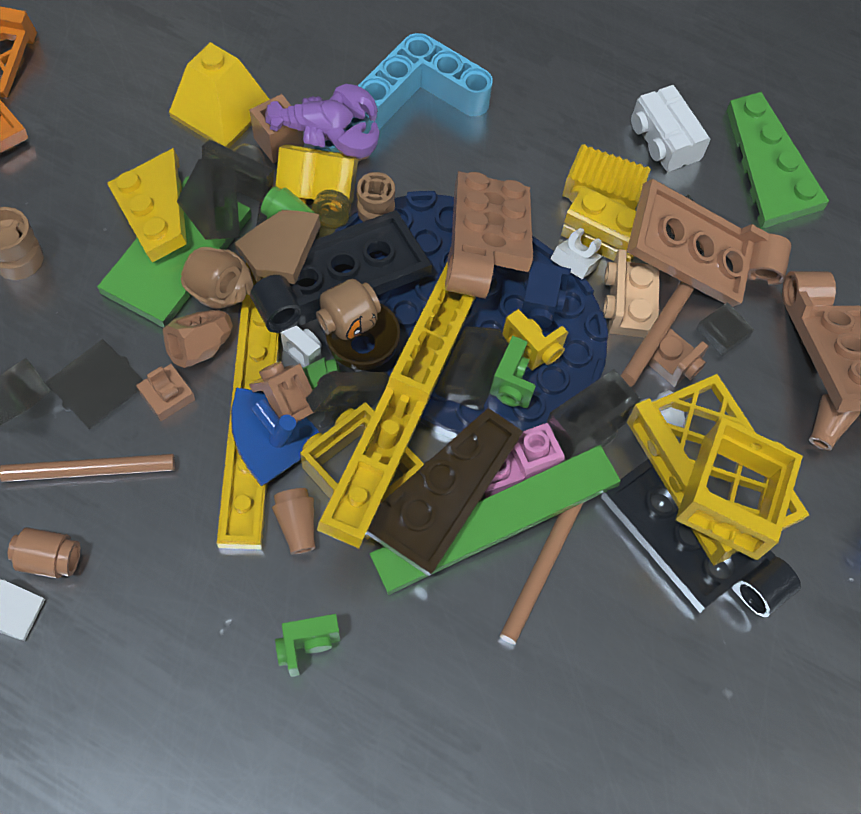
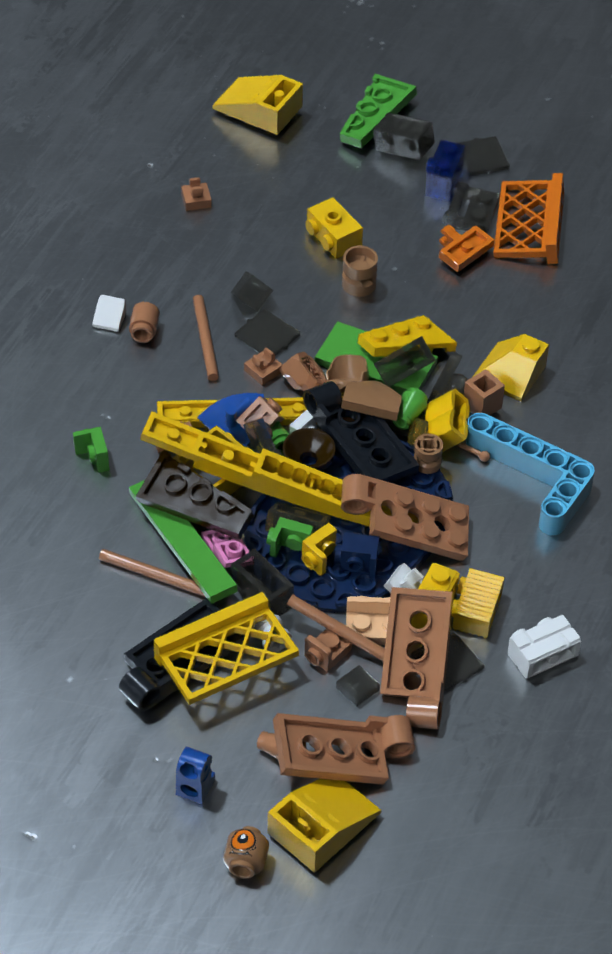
camera: 90 degrees right, 15 degrees down
(328, 119) = (486, 411): medium lavender animal -> none
(348, 309) = (318, 431): medium nougat head -> none
(724, 520) = (206, 615): yellow window -> none
(776, 170) = (525, 727): bright green wing -> none

